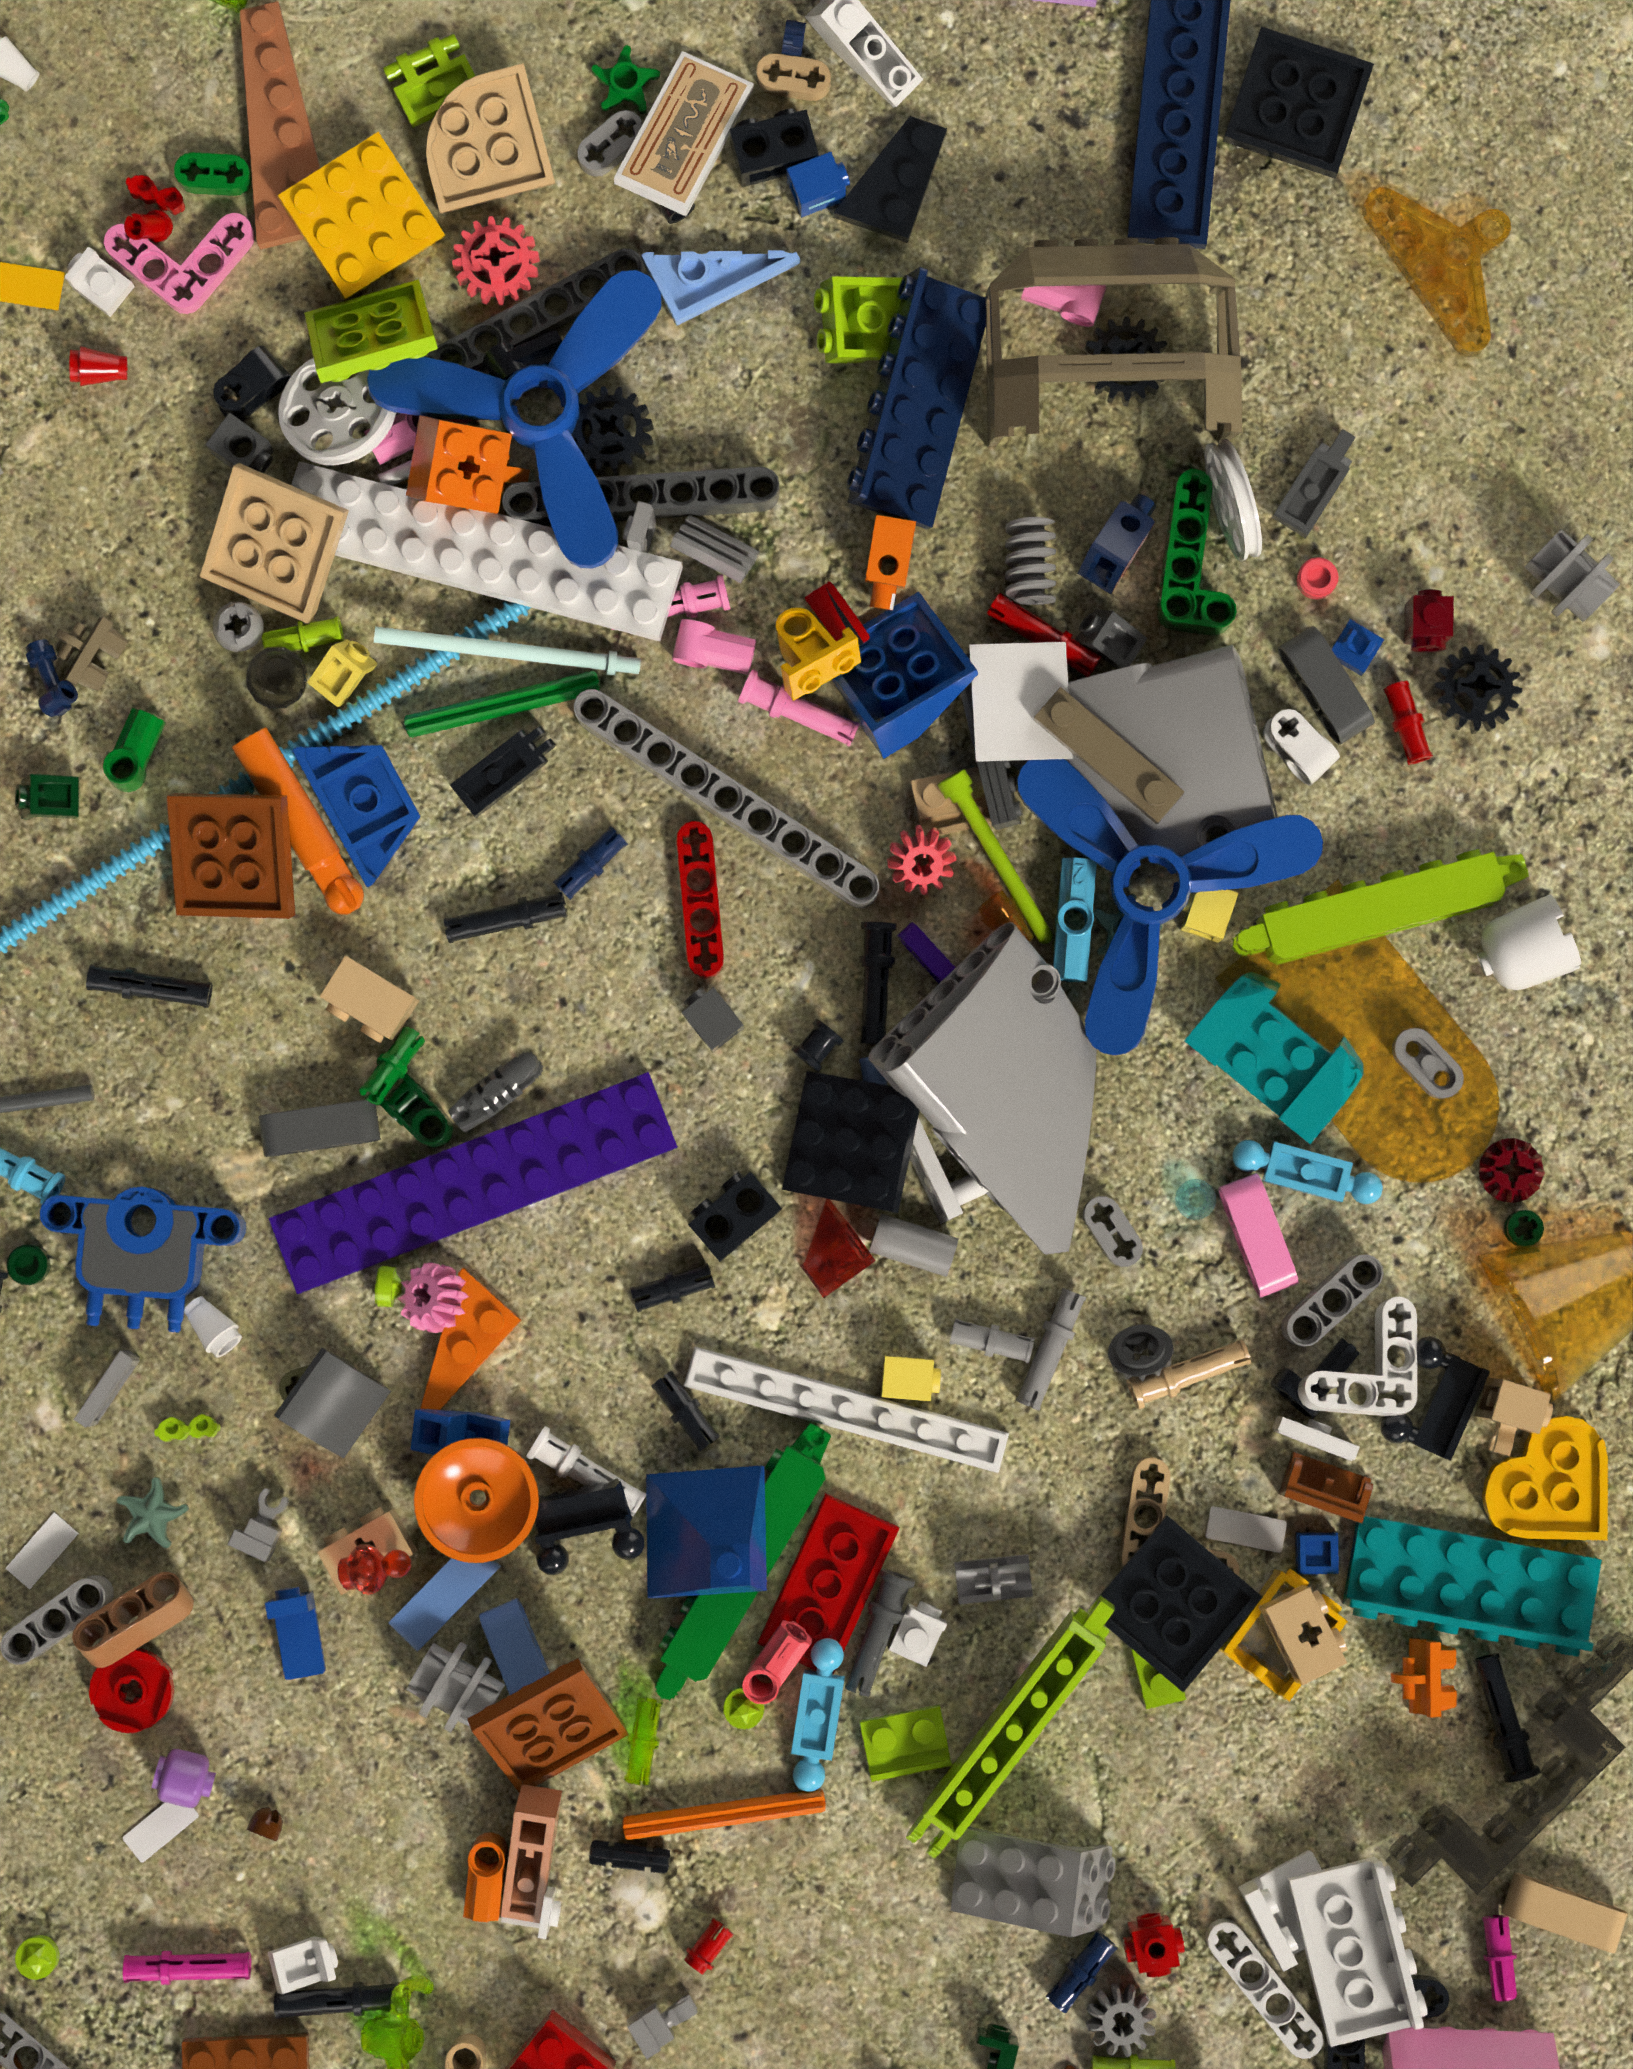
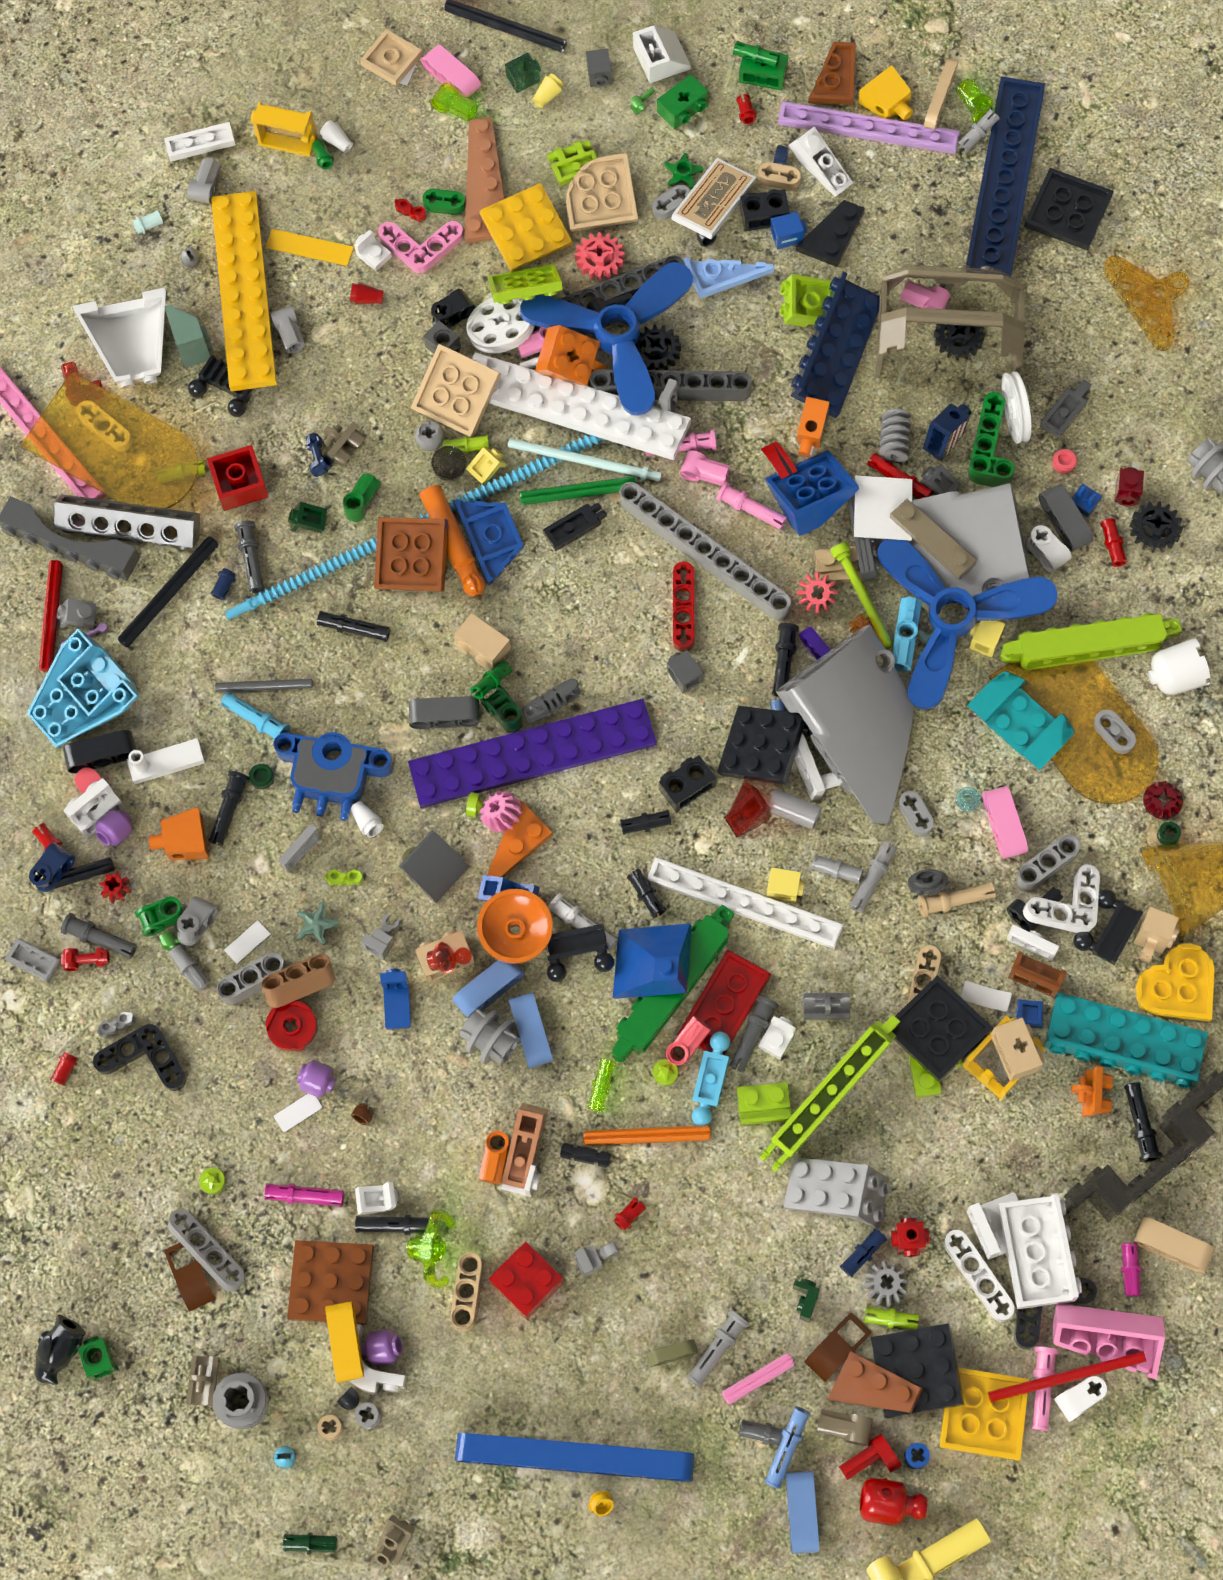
camera: 15 degrees right, 15 degrees down
(154, 226) = (407, 224): red pin -> none
(506, 917) = (569, 605): black pin -> none
(548, 1725) = (544, 1063): dark orange plate -> none
(590, 862) = (620, 580): dark blue pin -> none
(714, 549) = (710, 416): light grey tile -> none
(811, 652) = (763, 473): yellow pin -> none
(817, 1045) = (745, 691): black bush -> none
(1307, 1172) = (1037, 788): medium azure plate -> none

